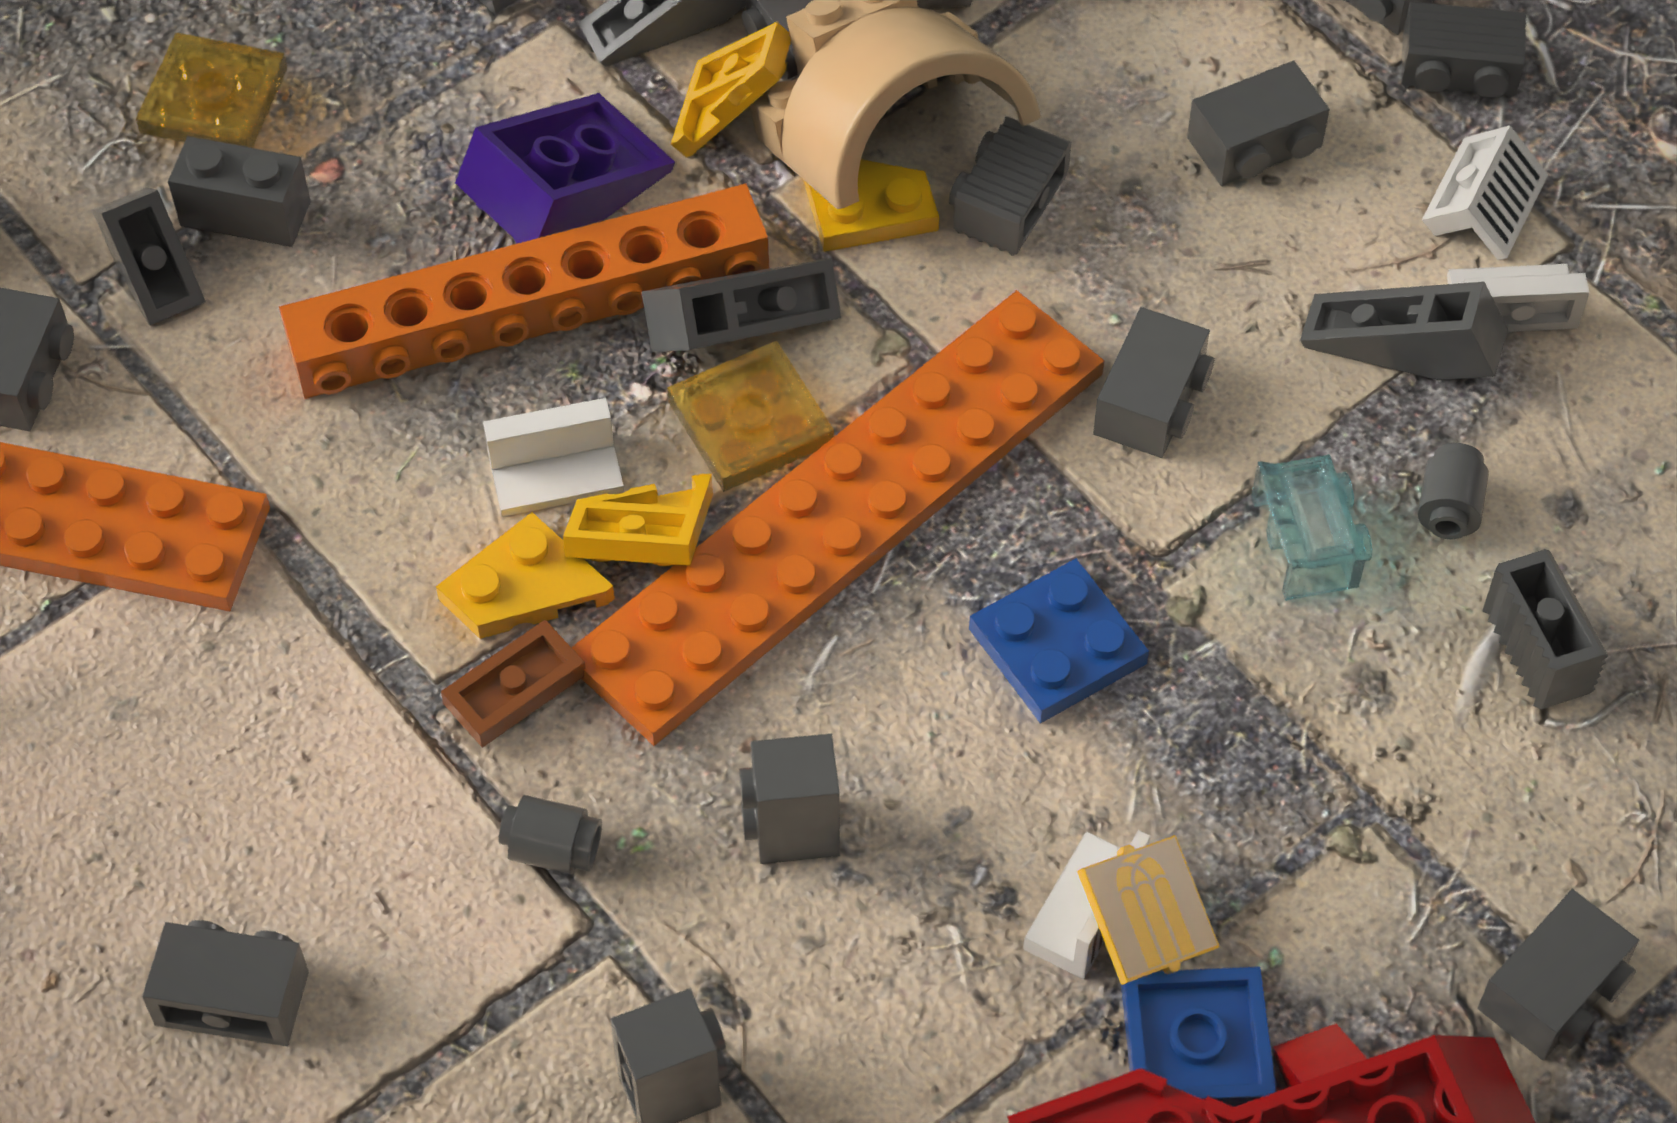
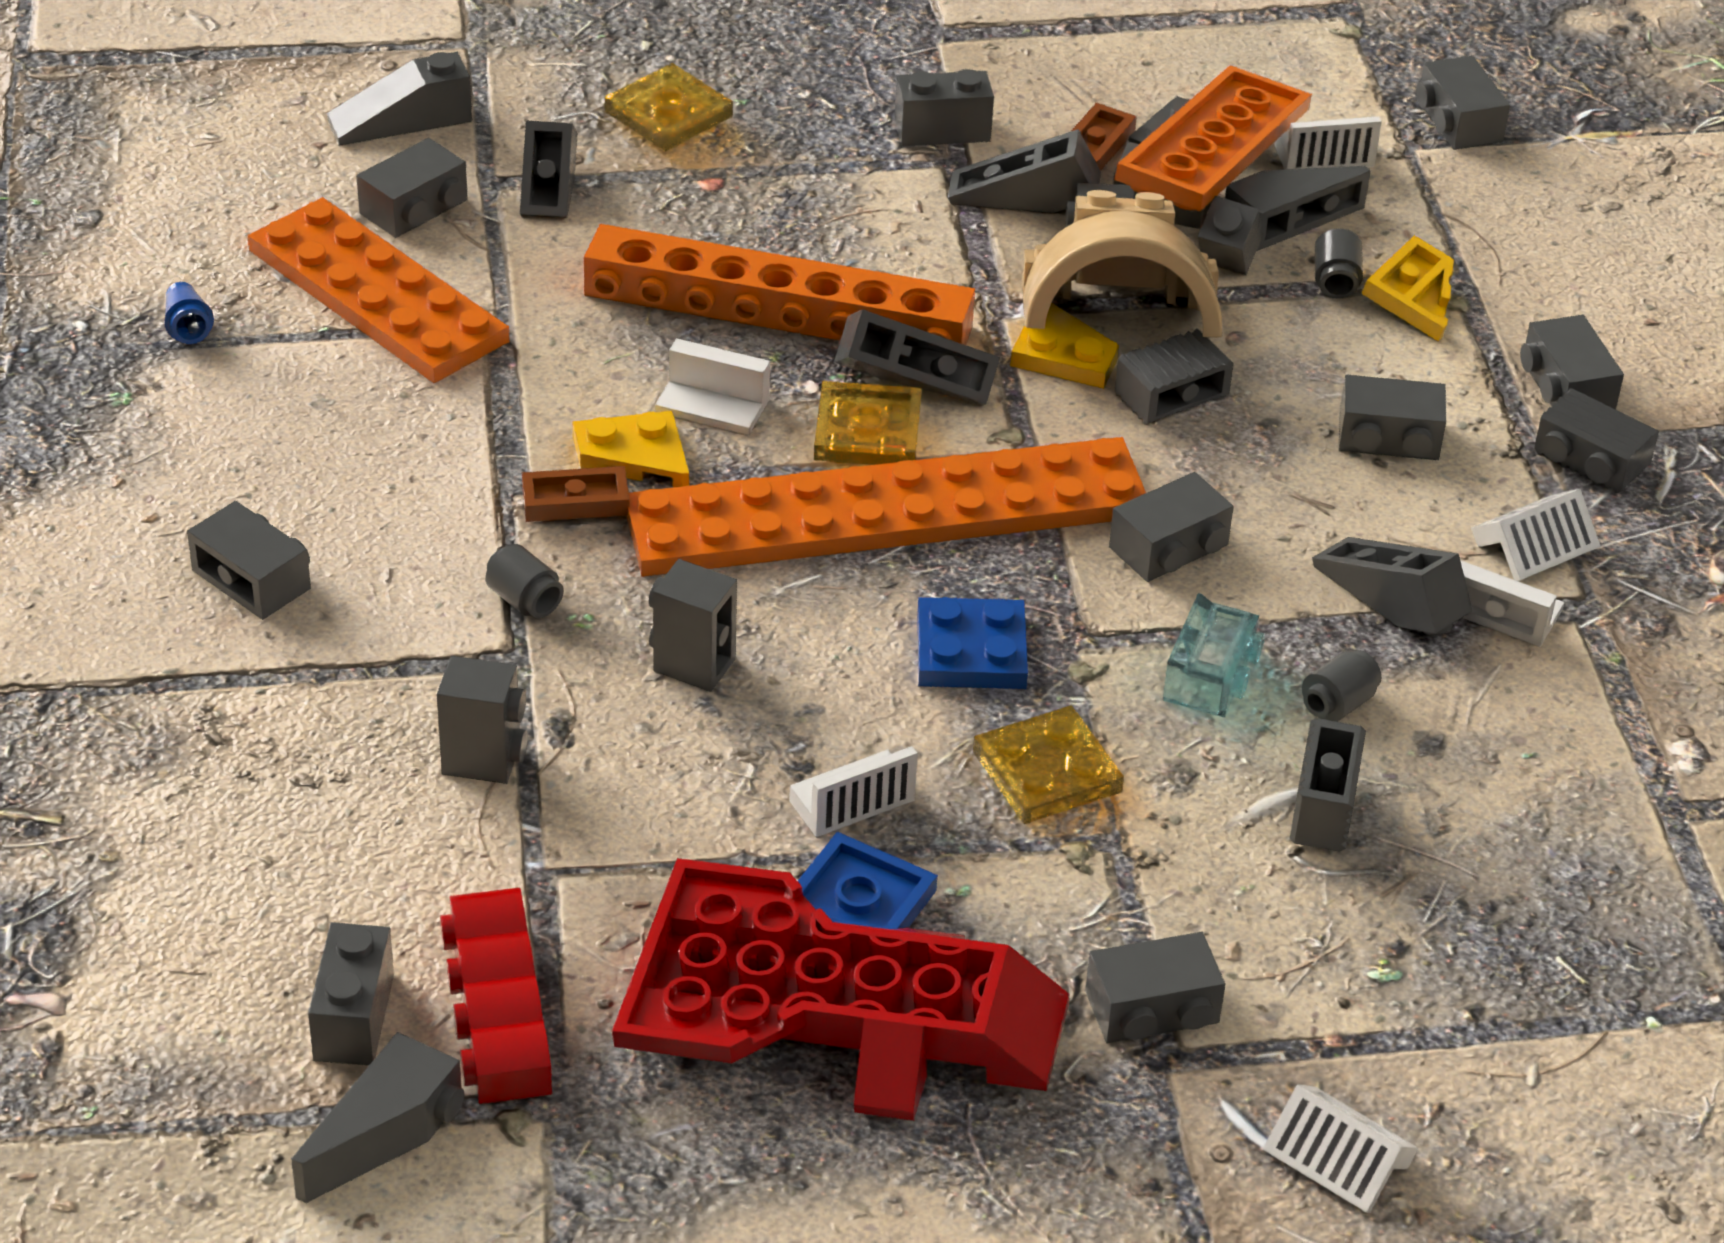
camera: 30 degrees right, 15 degrees down
(239, 191) = (636, 161): dark grey brick -> none
(559, 167) = (862, 231): dark purple slope -> none
(640, 524) = (736, 446): yellow wing -> none
(728, 84) = (1017, 237): yellow wing -> none
(1148, 909) = (879, 794): piece -> none
(1244, 751) = (1048, 764): none -> clear yellow plate

